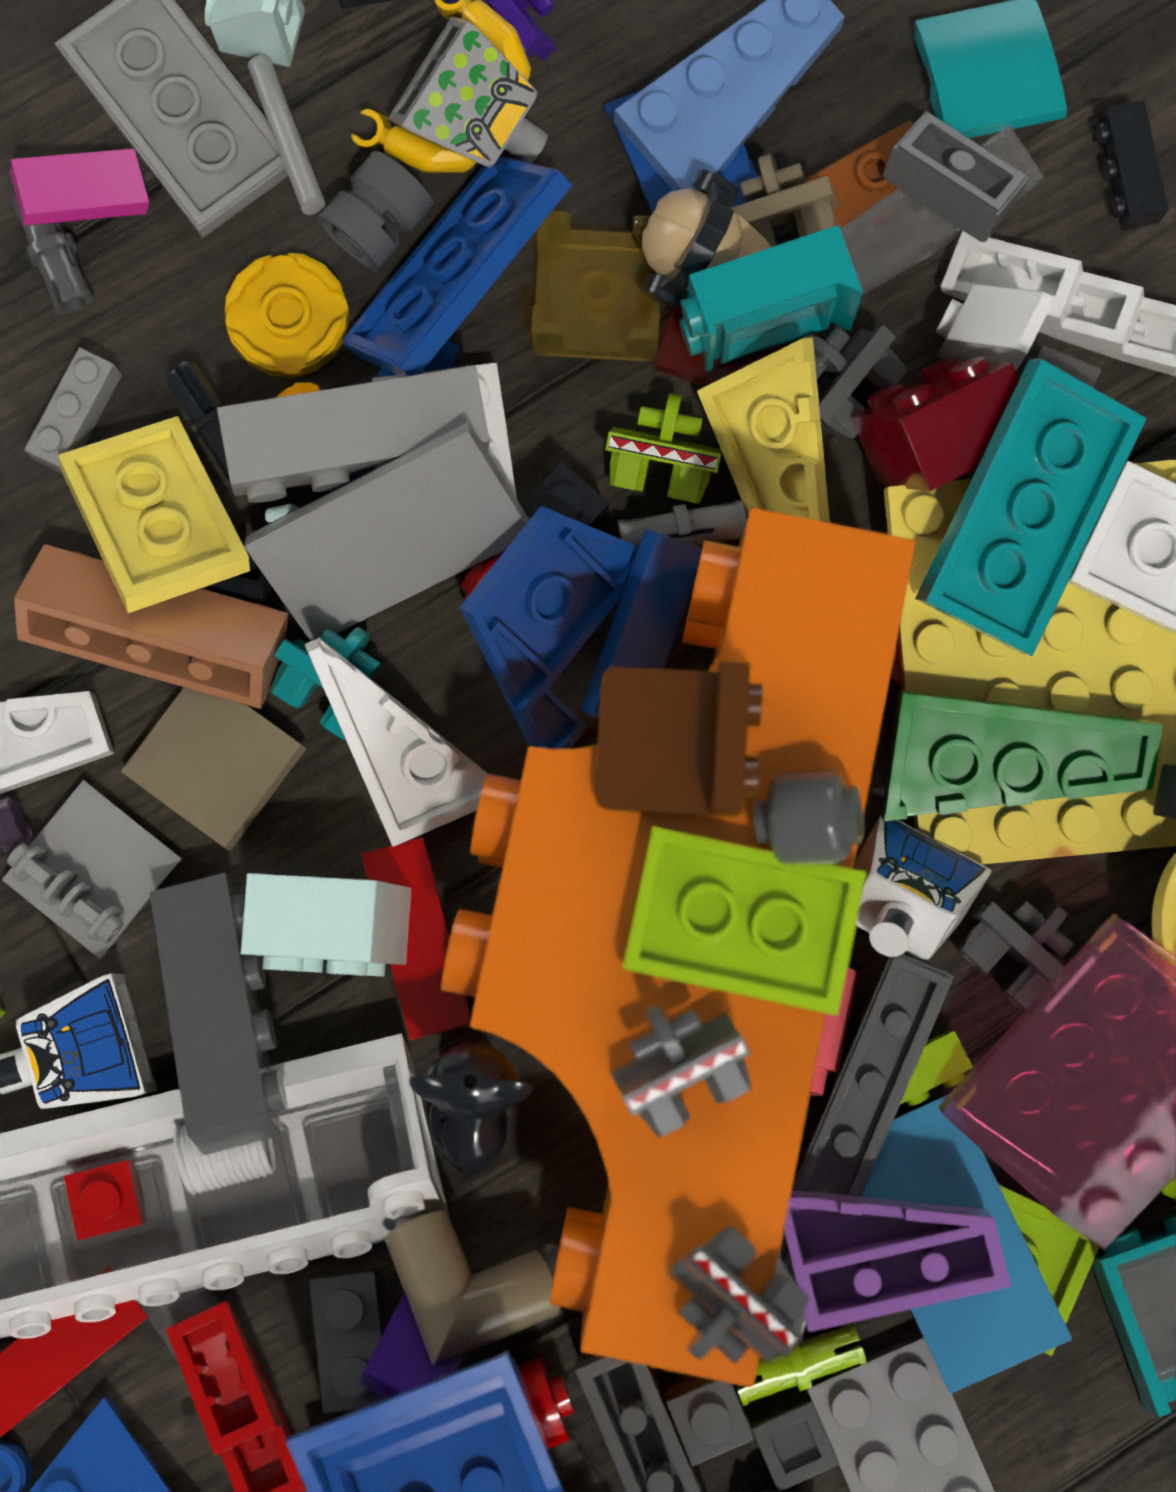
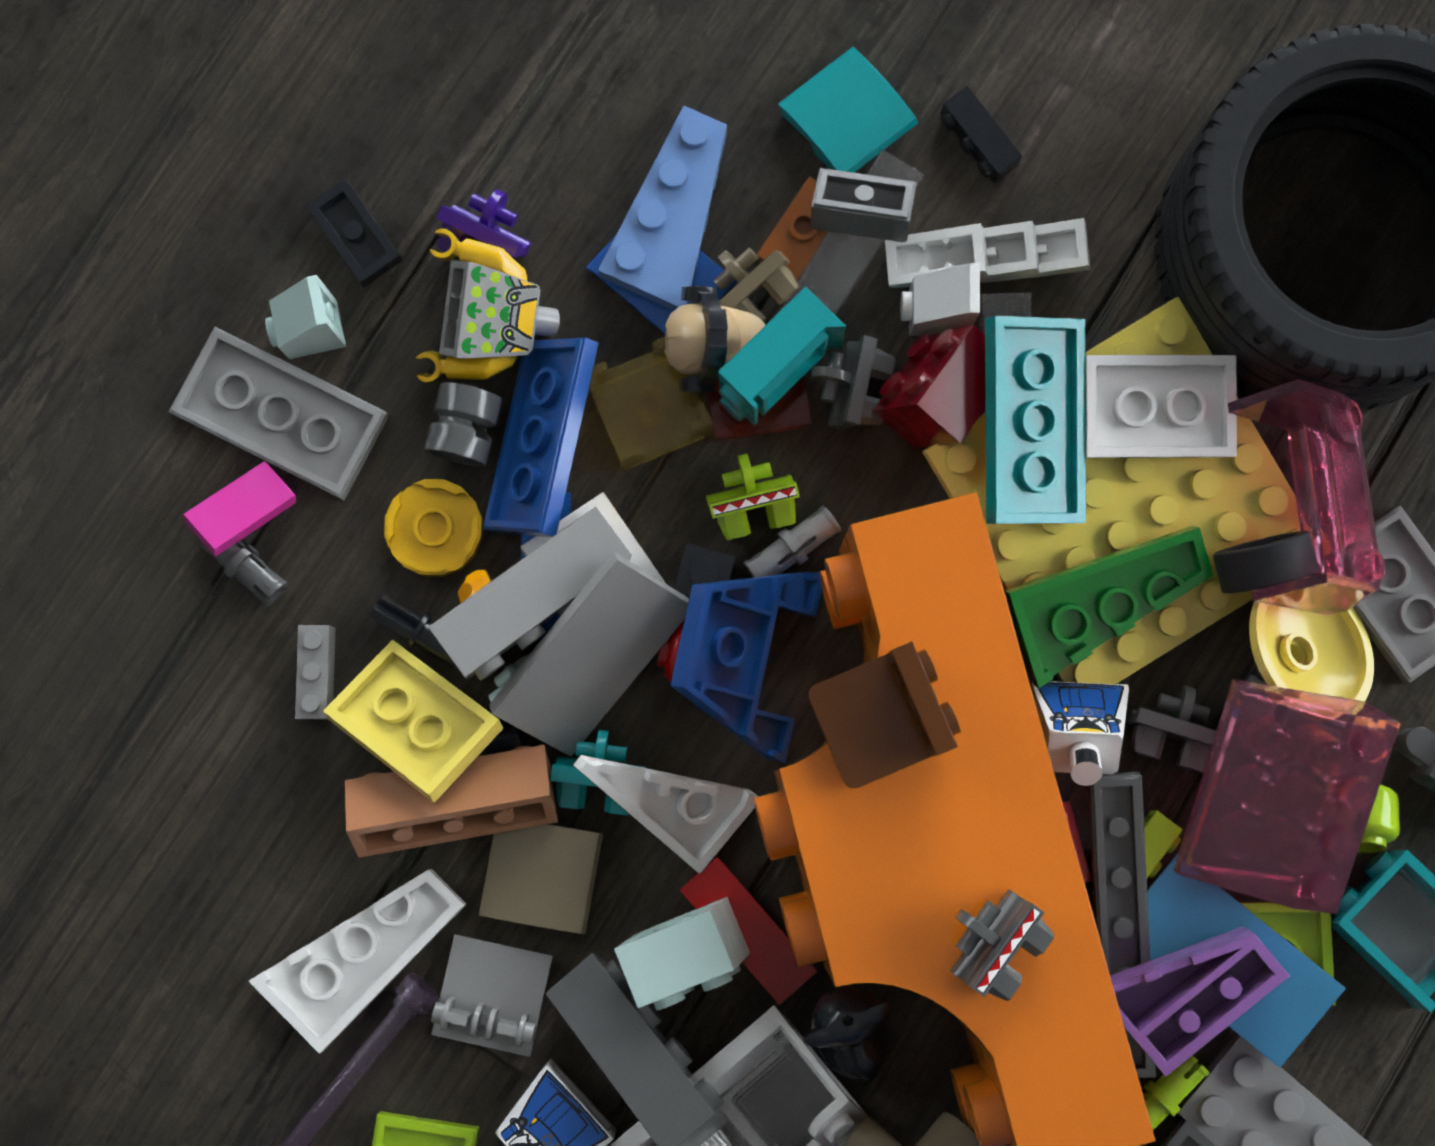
camera: 25 degrees left, 0 degrees up
(286, 135) = (371, 399): light grey bar -> none
(648, 609) = (800, 628): blue tile -> none
(727, 1310) = (1140, 1093): dark grey hips -> none
(744, 921) = (991, 820): lime plate -> none
(773, 432) = (828, 456): light yellow wing -> none
(809, 817) = (1002, 726): dark grey head -> none

